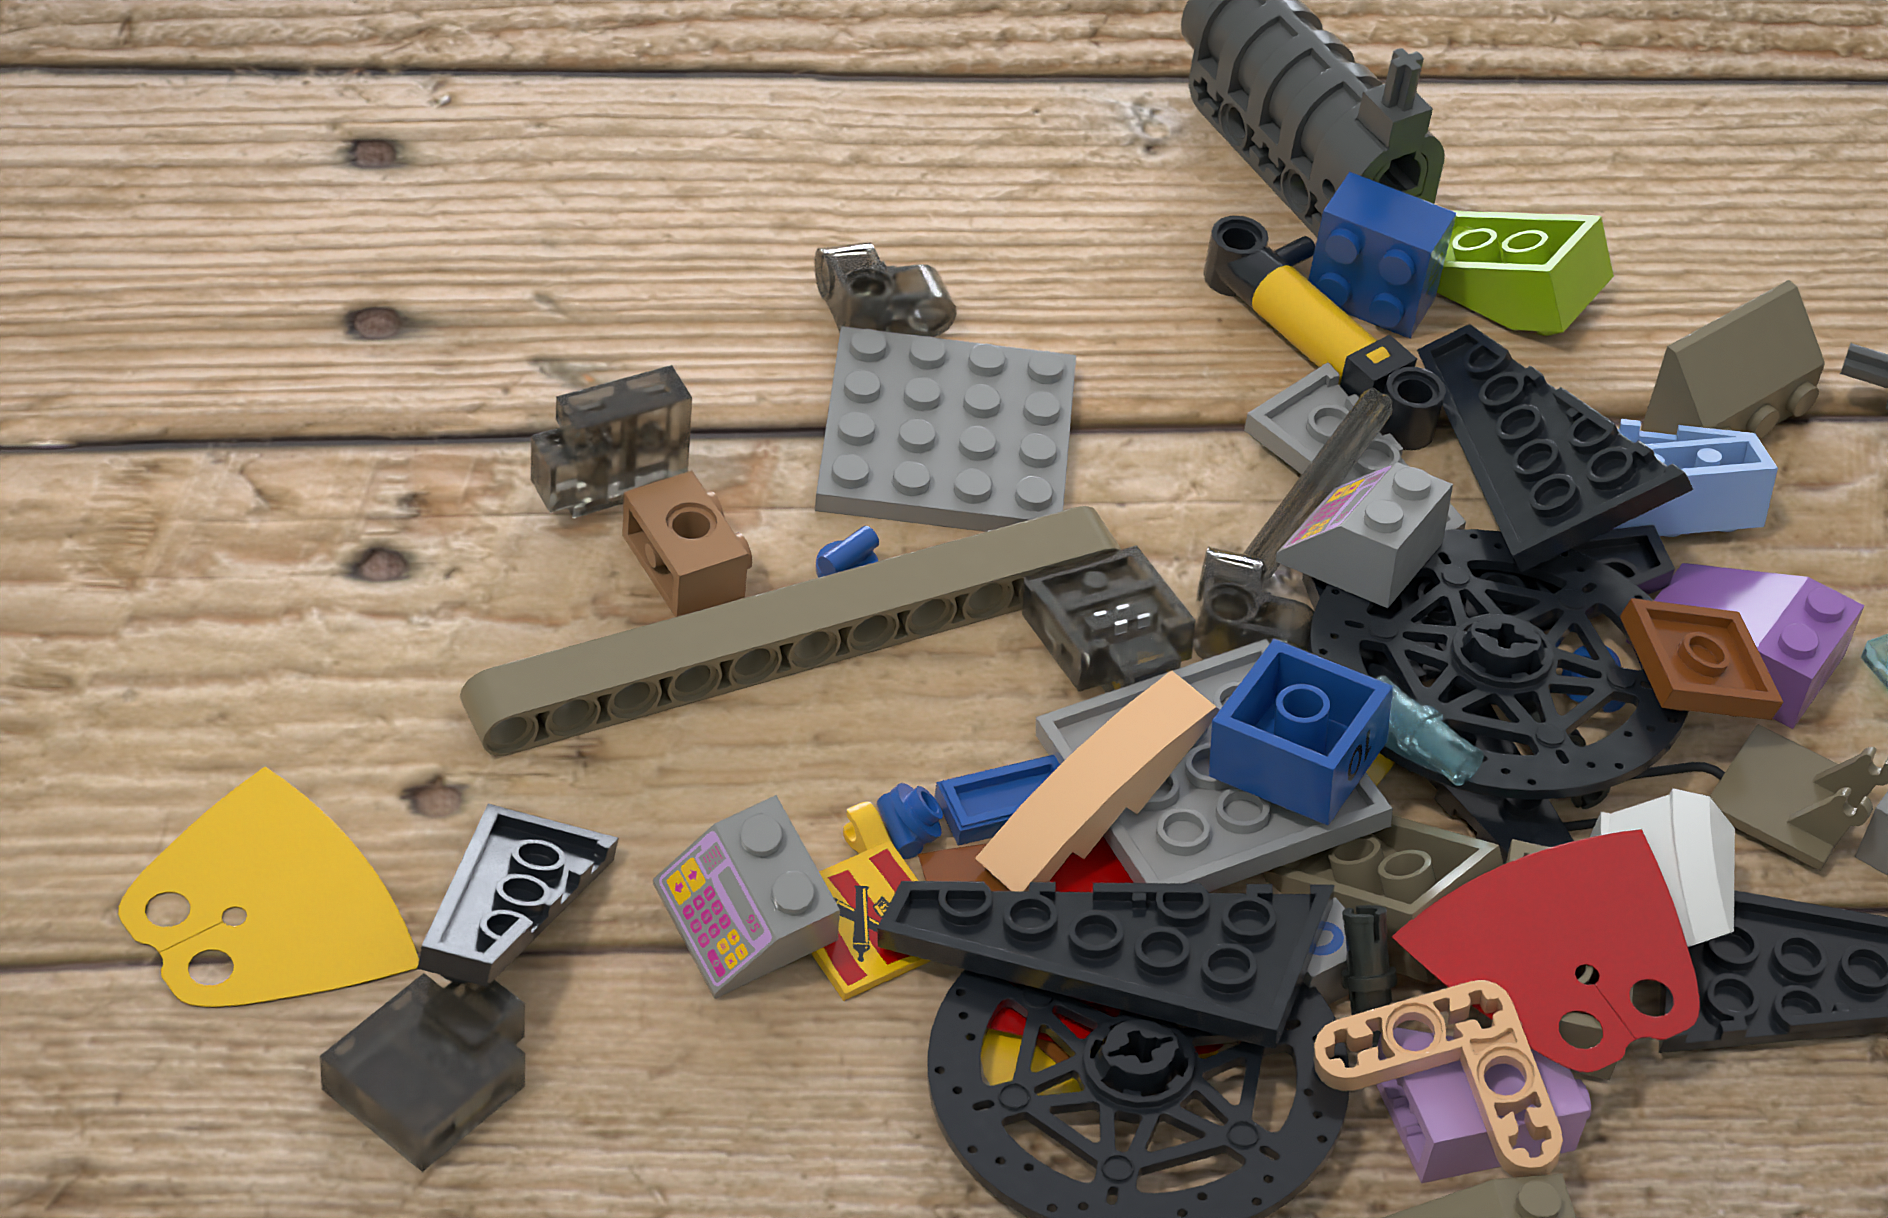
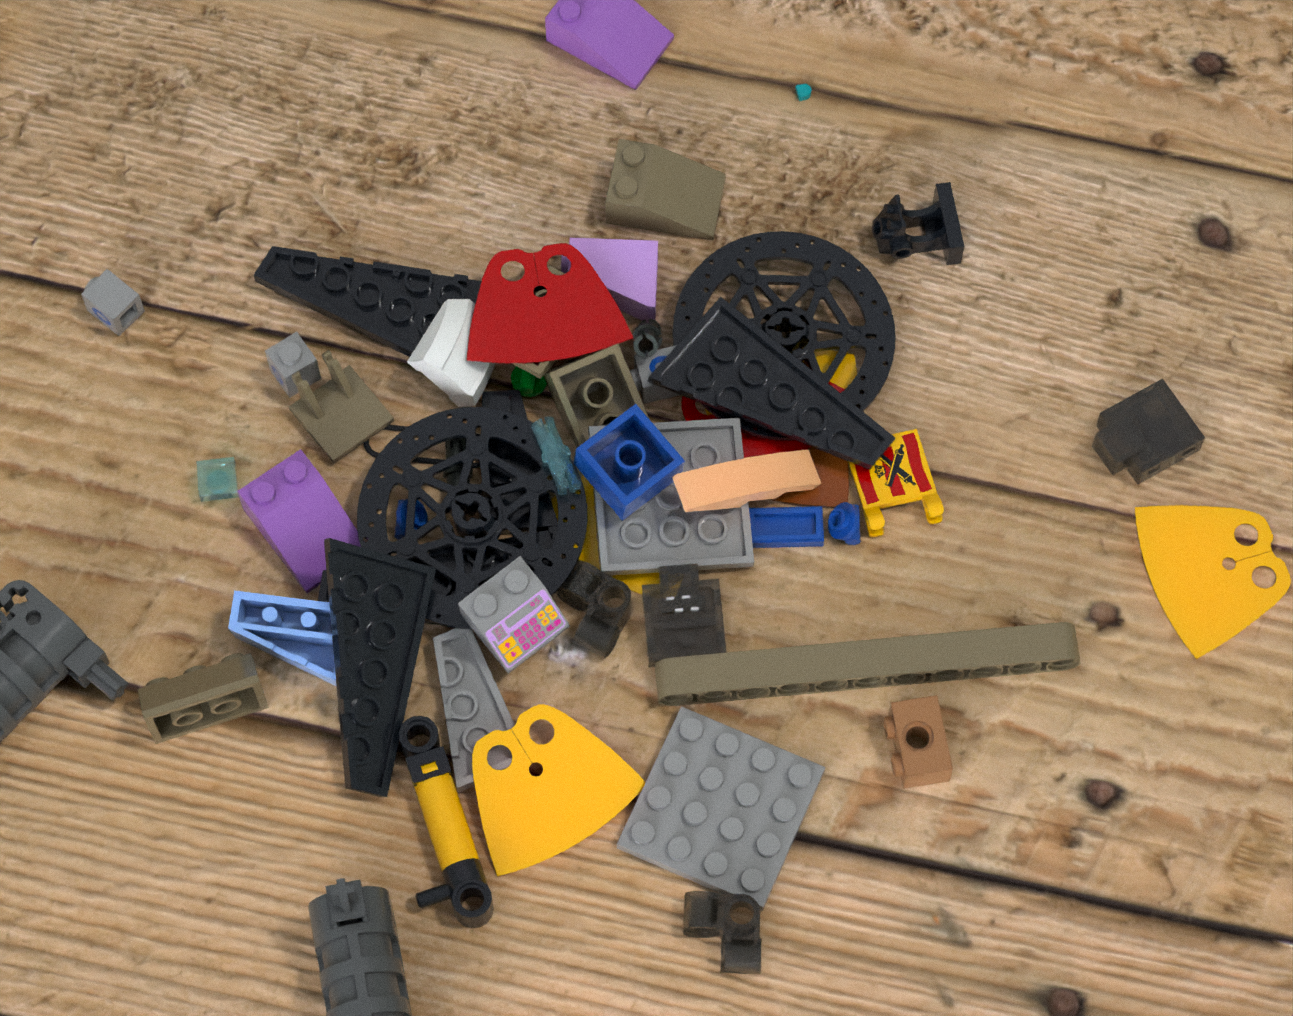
camera: 155 degrees left, 20 degrees up
(508, 891) = (1082, 516): wing -> none
(612, 441) = (950, 808): clear smoke piece -> none
(748, 898) = (955, 471): light grey slope -> none
(848, 553) = (823, 710): blue plate -> none
(1176, 392) = (544, 815): none -> yellow piece
(1322, 475) = (513, 682): clear smoke axle -> none
(1381, 253) = (385, 852): blue brick -> none
(1473, 1046) = (621, 266): light nougat beam -> none
(1526, 267) = (288, 849): lime slope -> none
(1701, 659) = (366, 464): dark orange plate -> none

